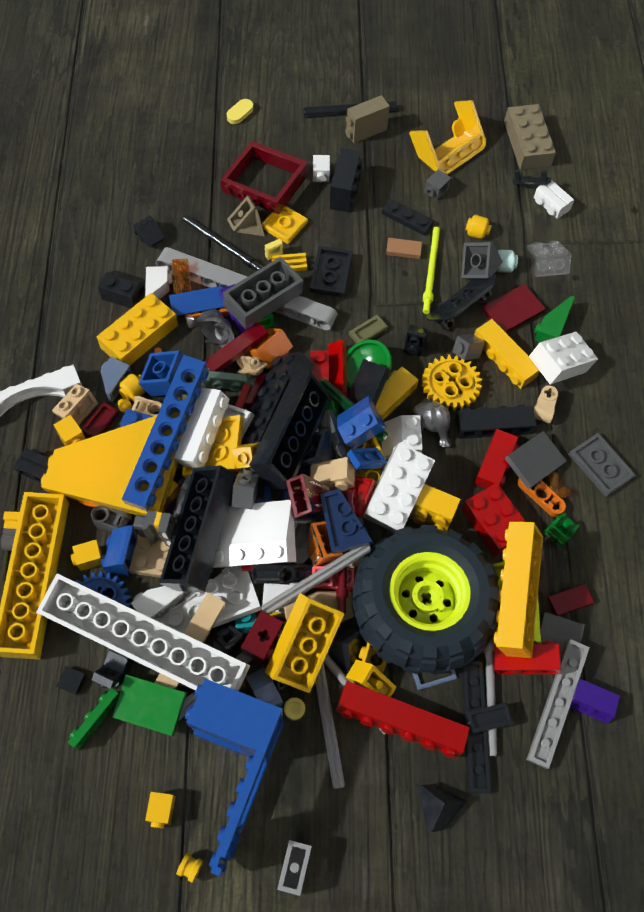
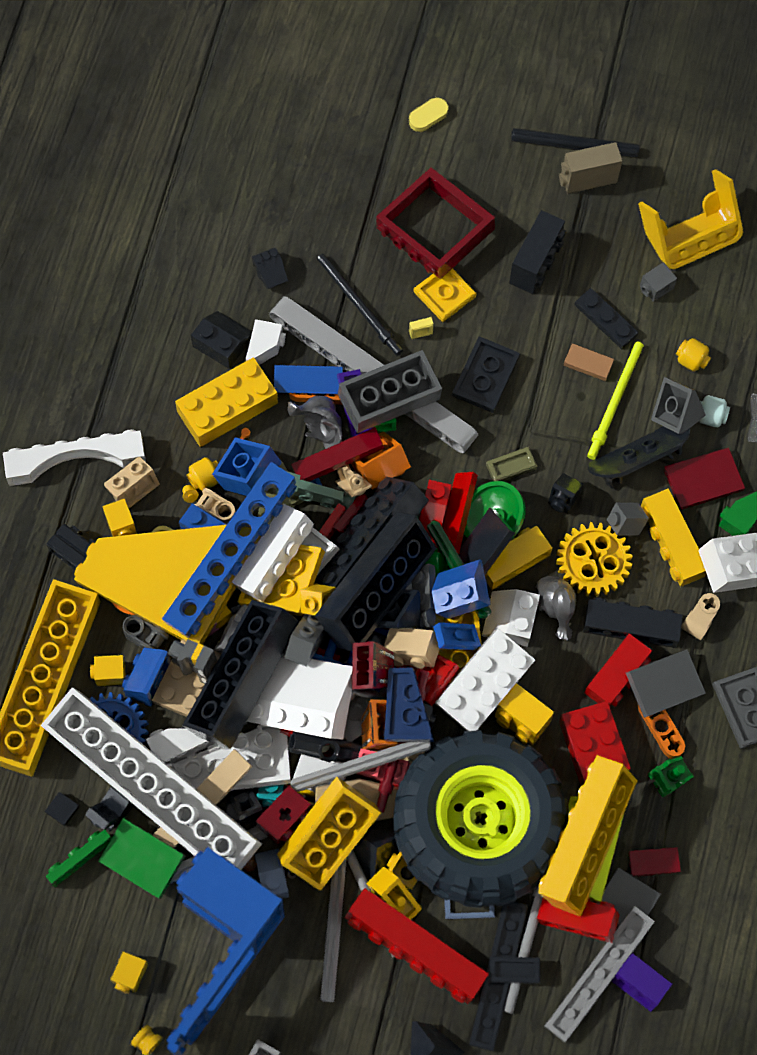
camera: 15 degrees right, 5 degrees up
(9, 530) = (27, 619): leg -> none
(100, 420) = (157, 508): dark red tile -> none
(113, 373) = (185, 452): sand blue slope -> none
(180, 271) = (296, 342): clear orange hinge -> none
(246, 218) = (396, 277): dark tan slope -> none
(294, 709) = (300, 903): light yellow tile -> none
(299, 258) = (435, 342): yellow tile -> none
(321, 168) = (512, 225): white brick -> none
(554, 485) = (682, 724): clear orange arm -> none

